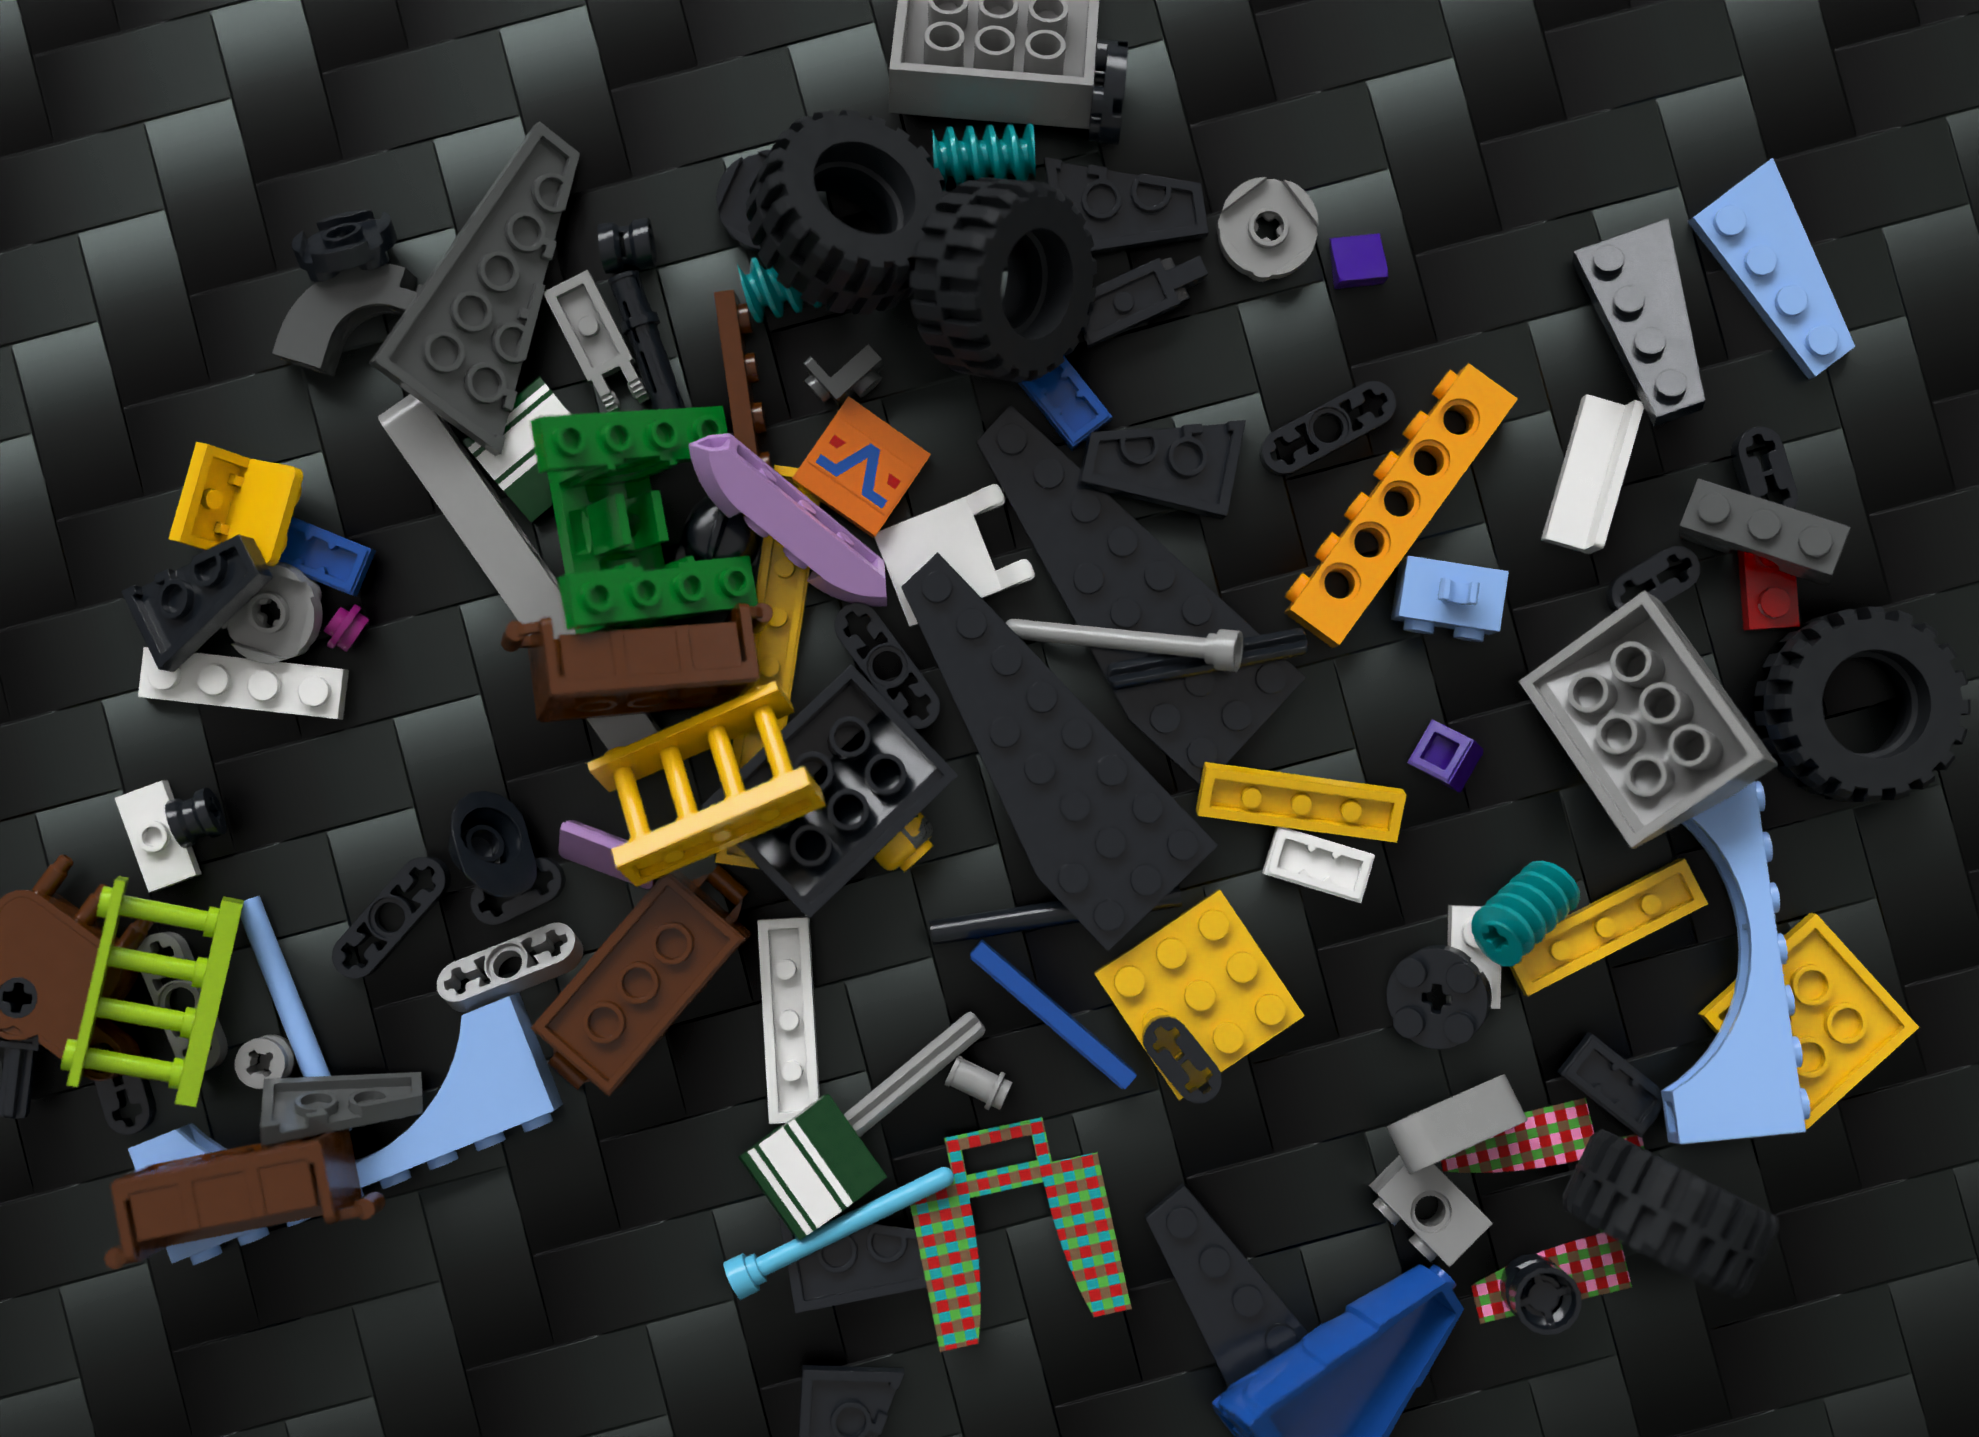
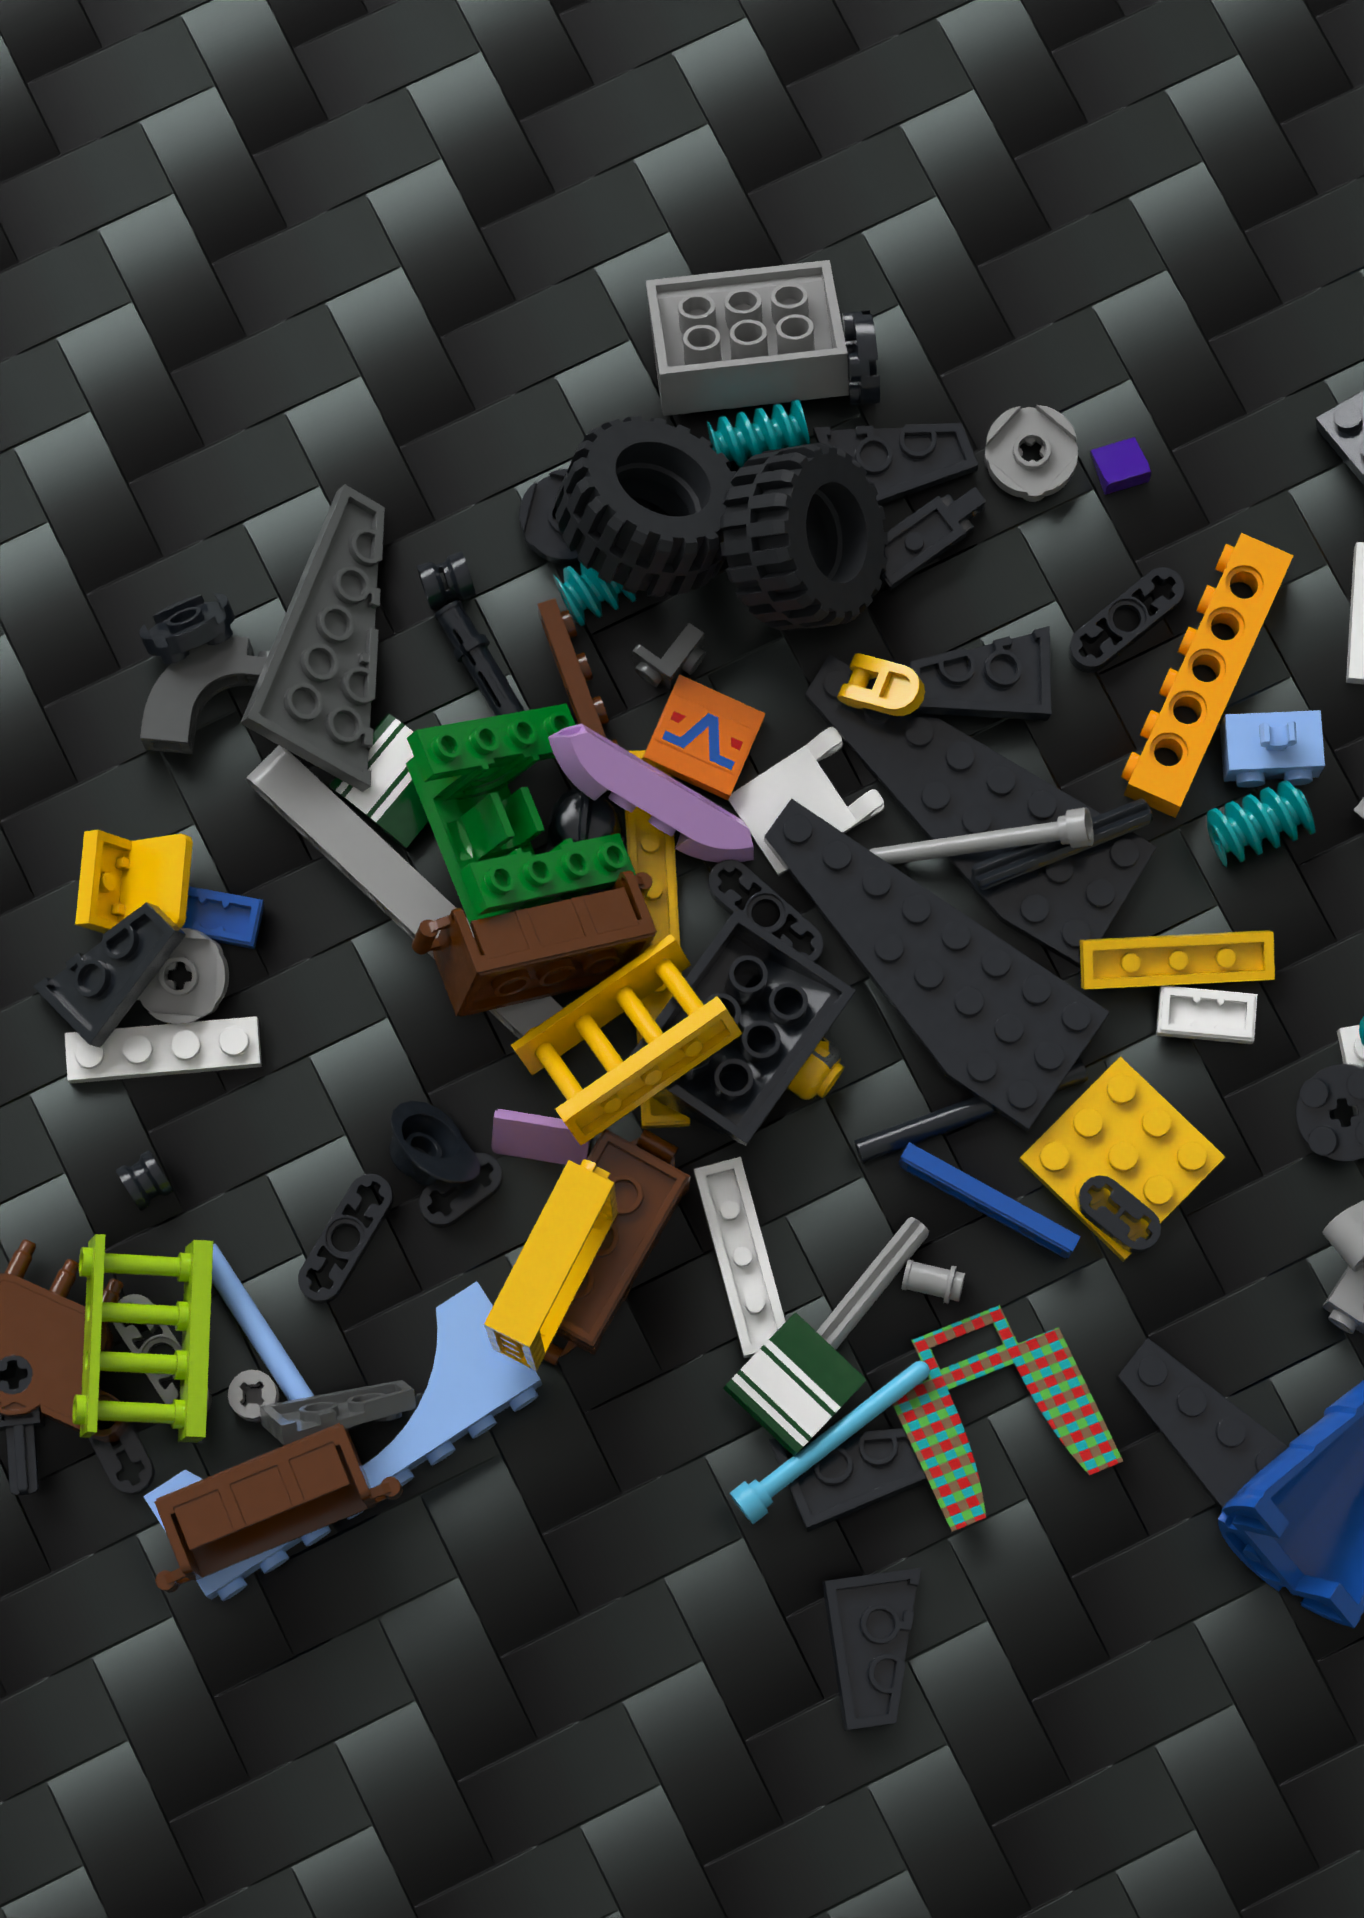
camera: 15 degrees left, 10 degrees down
(155, 848) = (109, 1206): white plate -> none
(345, 627) = (252, 977): magenta plate -> none
(490, 960) = (475, 1241): light grey beam -> none
(561, 1032) = (553, 1264): none -> yellow window
(594, 337) = (431, 667): light grey hinge -> none
(1067, 404) = (879, 636): blue plate -> none
(1068, 461) = (895, 691): none -> yellow plate
(1418, 673) = (1258, 821): none -> teal piece
(1446, 755) = (1303, 894): dark purple slope -> none

